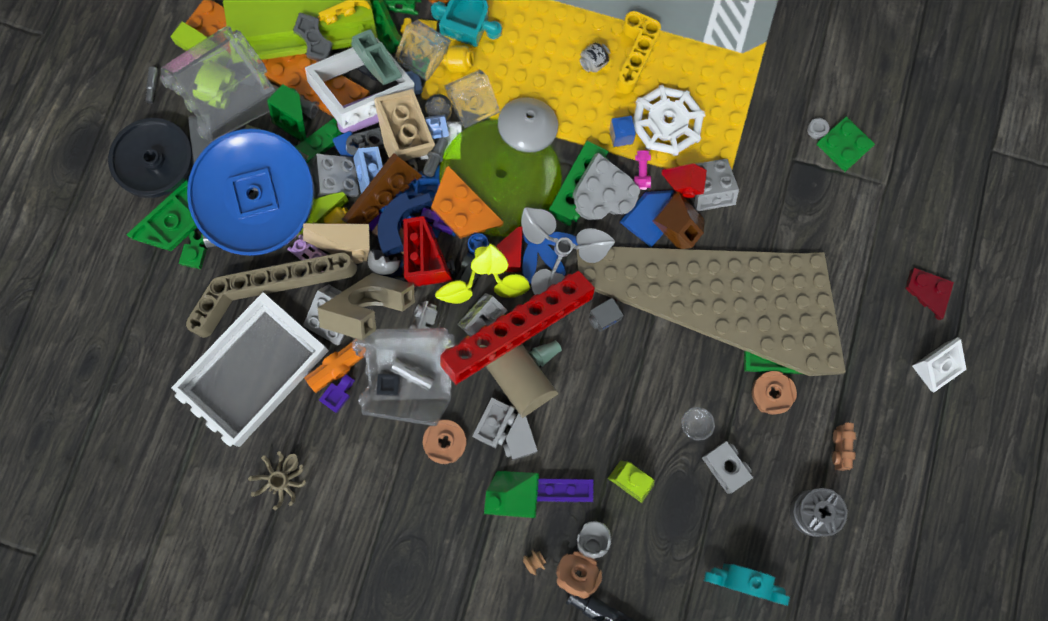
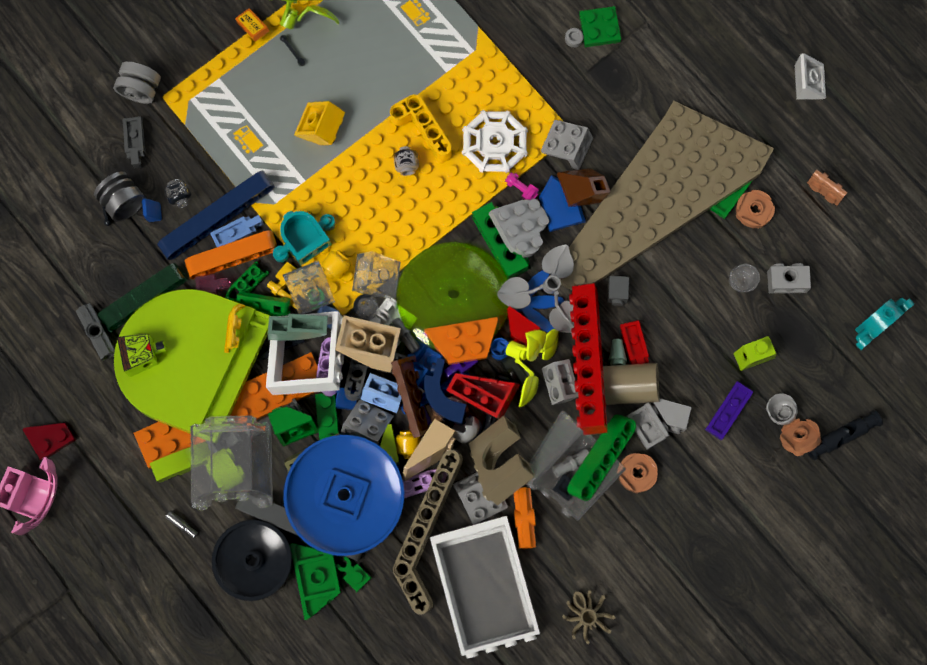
camera: 50 degrees left, 0 degrees up
(308, 29) = (250, 367): dark grey tile -> none
(335, 395) = (549, 532): dark purple plate -> none
(424, 314) = (526, 425): light grey hinge -> none
(434, 398) = (601, 457): none -> green beam
(437, 126) = (384, 316): medium blue tile -> none
(512, 494) = (711, 446): green slope -> none
(524, 132) = (427, 257): light grey dish -> none
(534, 562) = (770, 463): medium nougat wheel -> none
(565, 362) = (634, 342): none -> red hinge
(622, 131) = (482, 181): blue brick -> none
(686, 179) = (555, 160): red slope -> none
(809, 521) = (858, 247): flat silver wheel -> none
(930, 291) = (751, 47): dark red wing -> none

